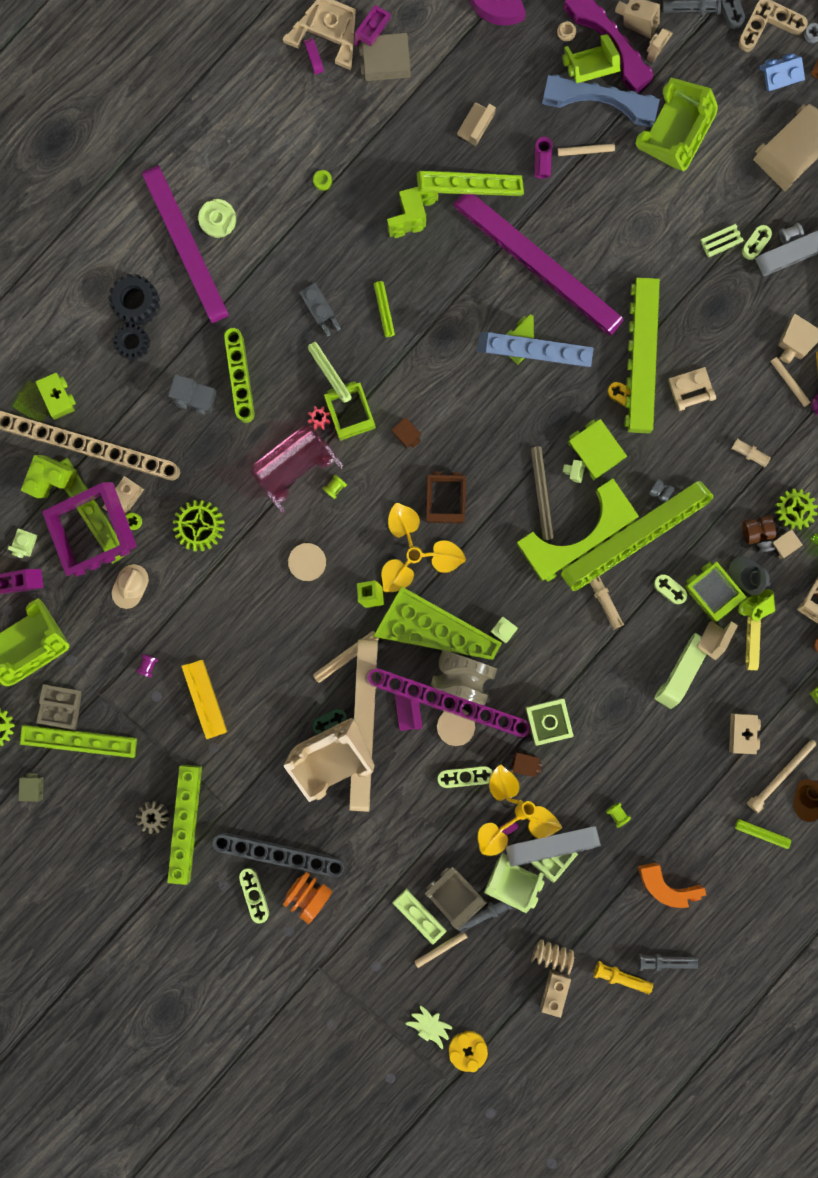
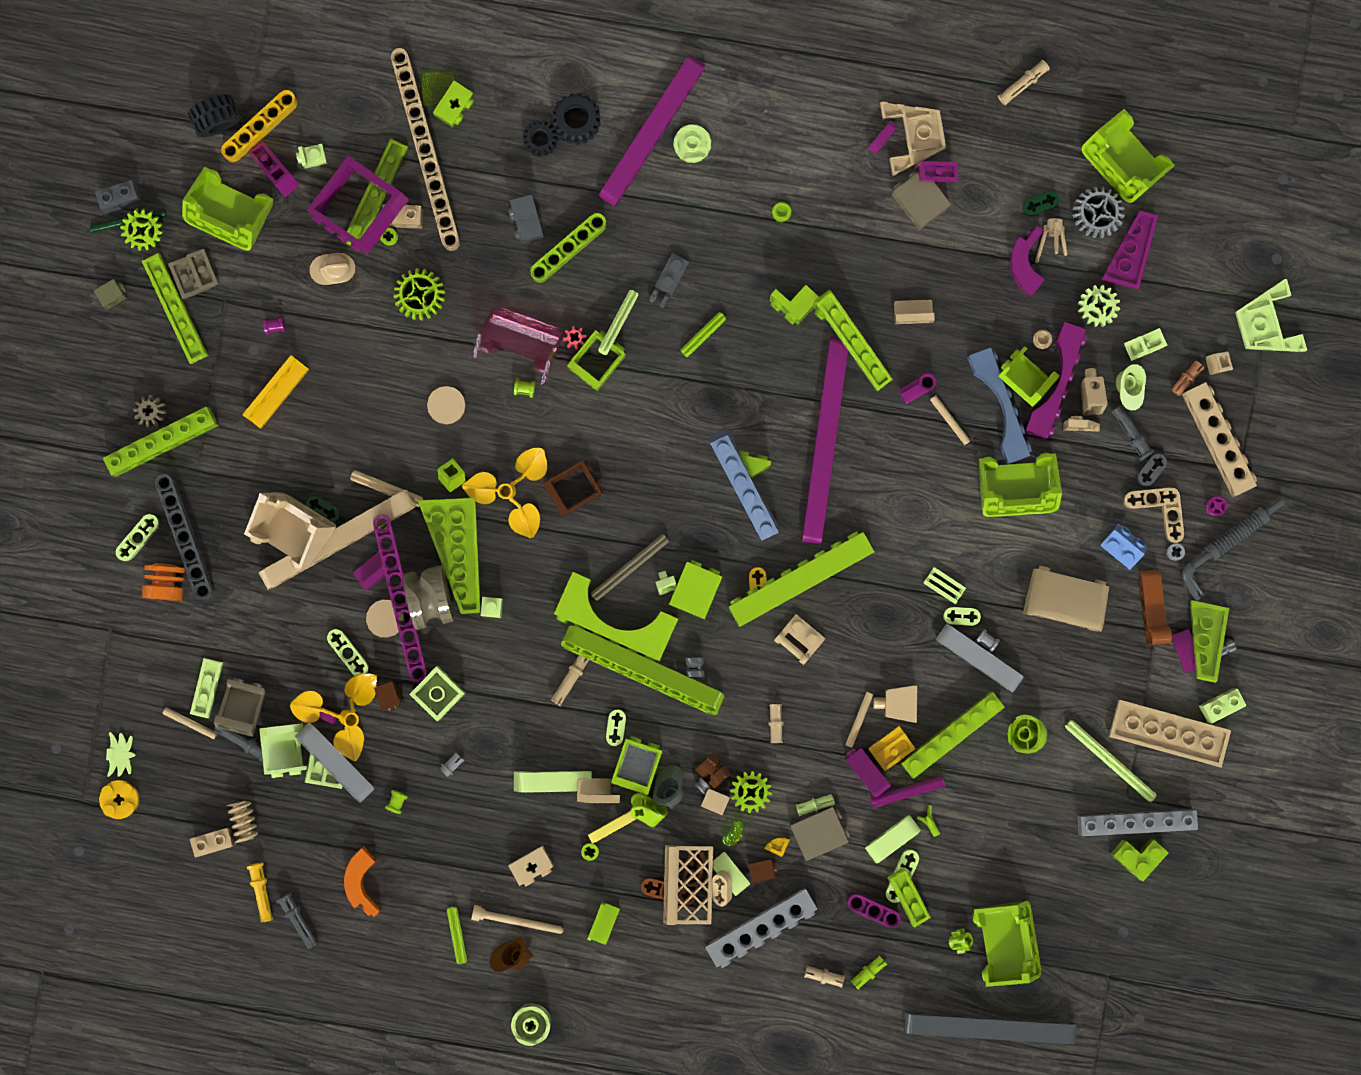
camera: 50 degrees right, 0 degrees up
(45, 473) = (382, 138): lime brick -> none
(407, 433) = (608, 421): reddish brown brick -> none
(615, 748) = (451, 764): none -> light grey pin
(765, 681) = (588, 857): none -> lime bush

